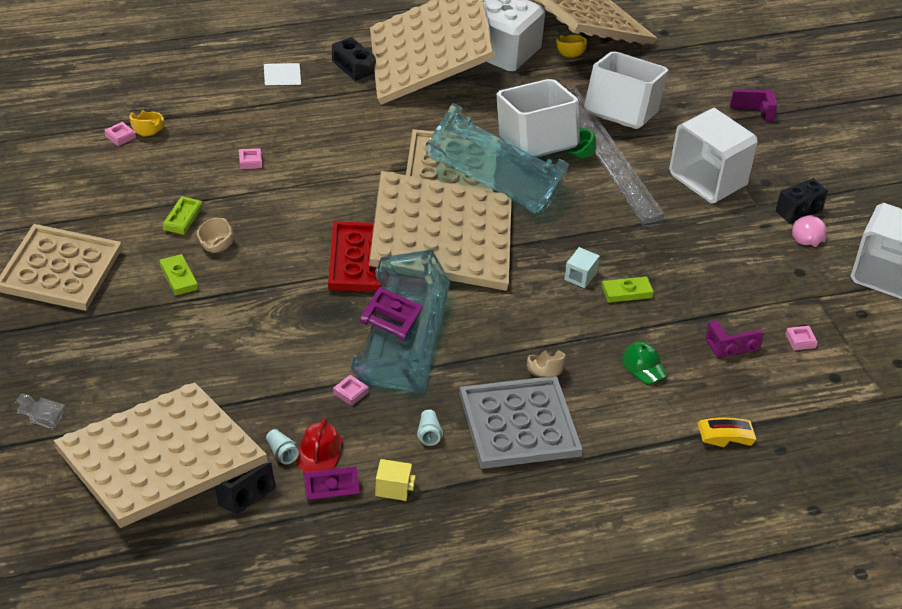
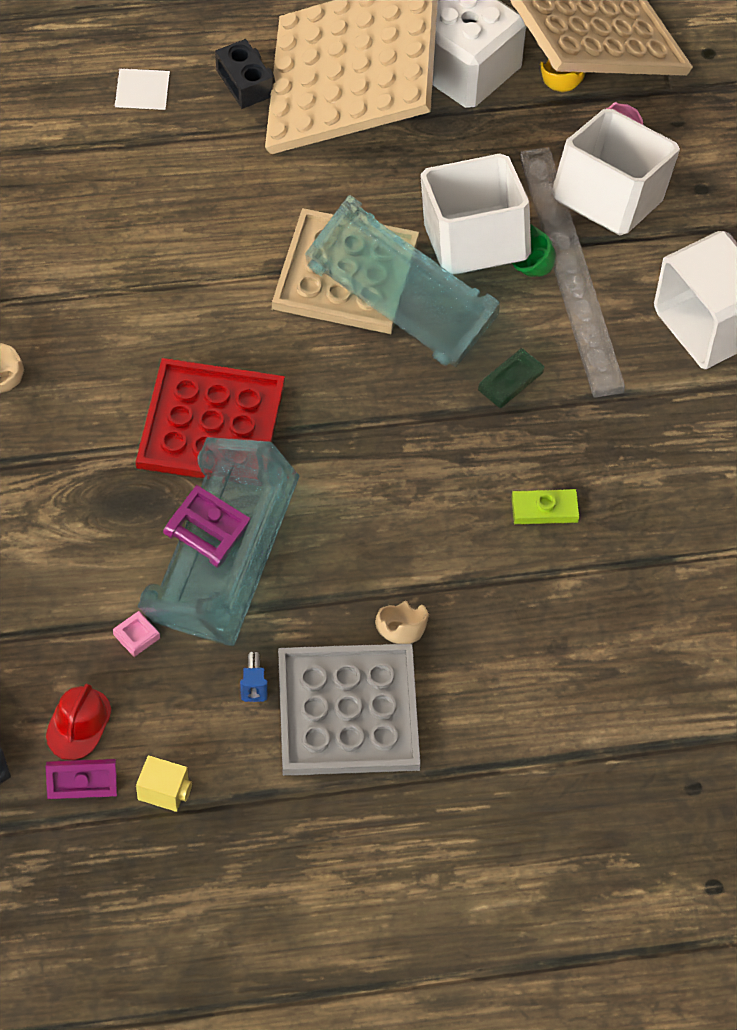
camera: 10 degrees right, 15 degrees up
(250, 158) = (71, 236): bright pink tile -> none
(283, 448) = (29, 716): light aqua cone -> none
(429, 428) = (226, 707): light aqua cone -> none
(447, 410) = (253, 685): none -> blue piece
(458, 222) = (309, 384): tan plate -> none
(581, 267) = (488, 466): light aqua brick -> none
(583, 216) = (511, 378): none -> clear green plate
(644, 362) = (541, 634): green cap -> none
(722, 430) = (624, 752): slope -> none
(725, 345) = (661, 617): magenta bracket -> none

